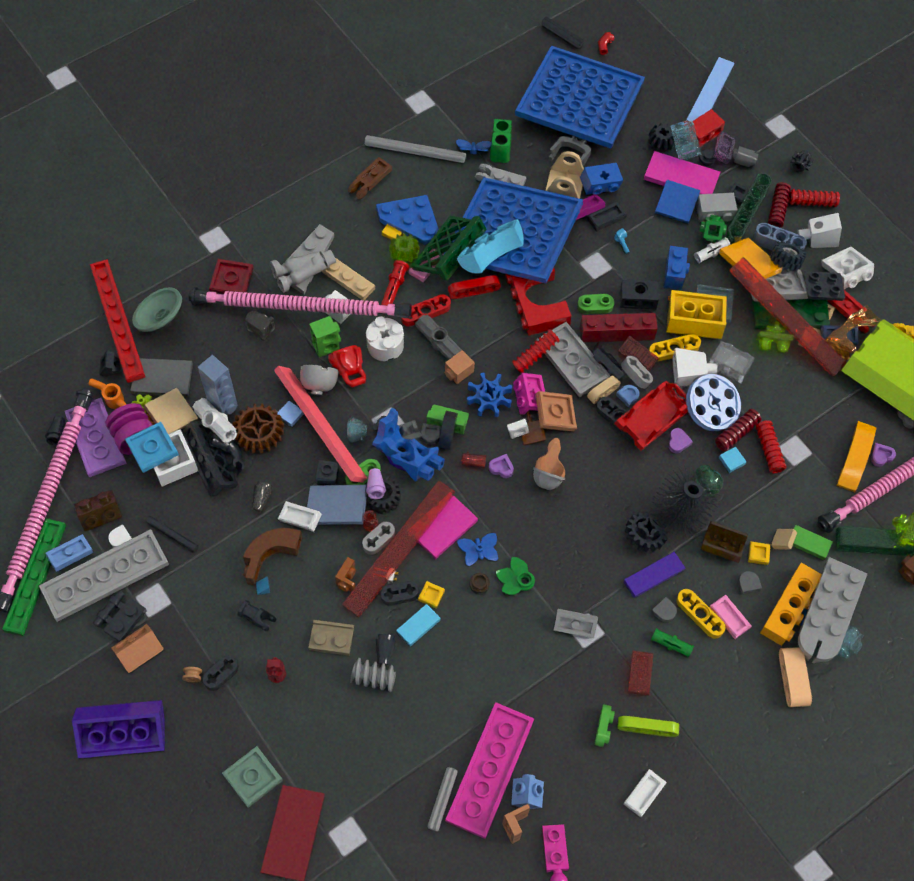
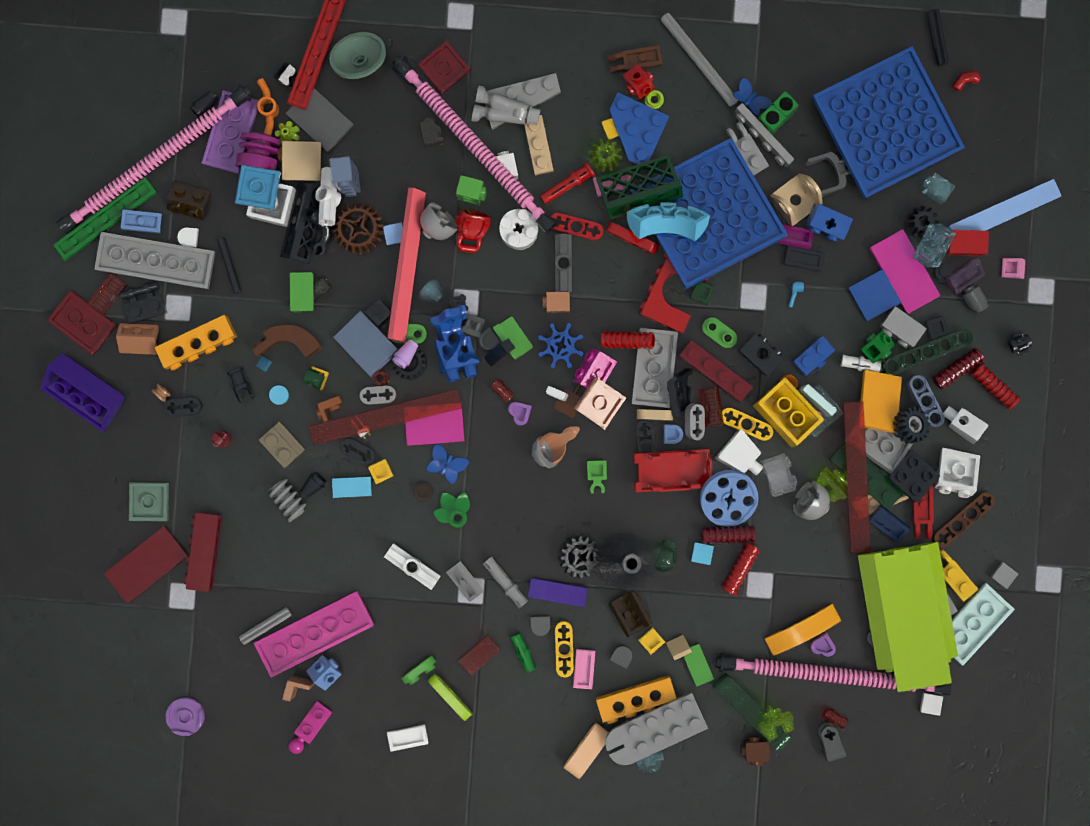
camera: 45 degrees right, 25 degrees up
(75, 673) = (82, 322): none -> dark red tile
(81, 633) = (107, 294): none -> clear red tile
(190, 600) = (167, 350): none -> light orange brick
(250, 505) = (301, 292): none -> bright green panel
(296, 600) = (279, 395): none -> medium azure tile
(299, 516) = (332, 330): white tile -> none
(316, 560) = (315, 378): none -> dark green leg
(336, 777) = (203, 551): none -> dark red brick
(385, 186) = (638, 81): none -> red brick
(406, 188) = (654, 93): none -> lime plate
(505, 160) = (758, 130): none -> light grey plate
(536, 645) = (402, 558): none -> white piece
(557, 287) = (702, 292): none -> dark green tile
(601, 462) = (597, 471): none -> bright green plate
(607, 599) = (508, 586): none -> light grey pin
(652, 110) = (937, 188): none -> clear light blue brick
(679, 441) = (675, 504): medium lavender tile -> none
(710, 284) = (817, 400): none -> light aqua tile
(748, 124) = (1013, 268): none -> bright pink slope
(772, 359) = (812, 501): none -> light grey cylinder
(838, 338) = (881, 528): clear orange animal -> none
(884, 295) = (964, 520): none -> reddish brown beam

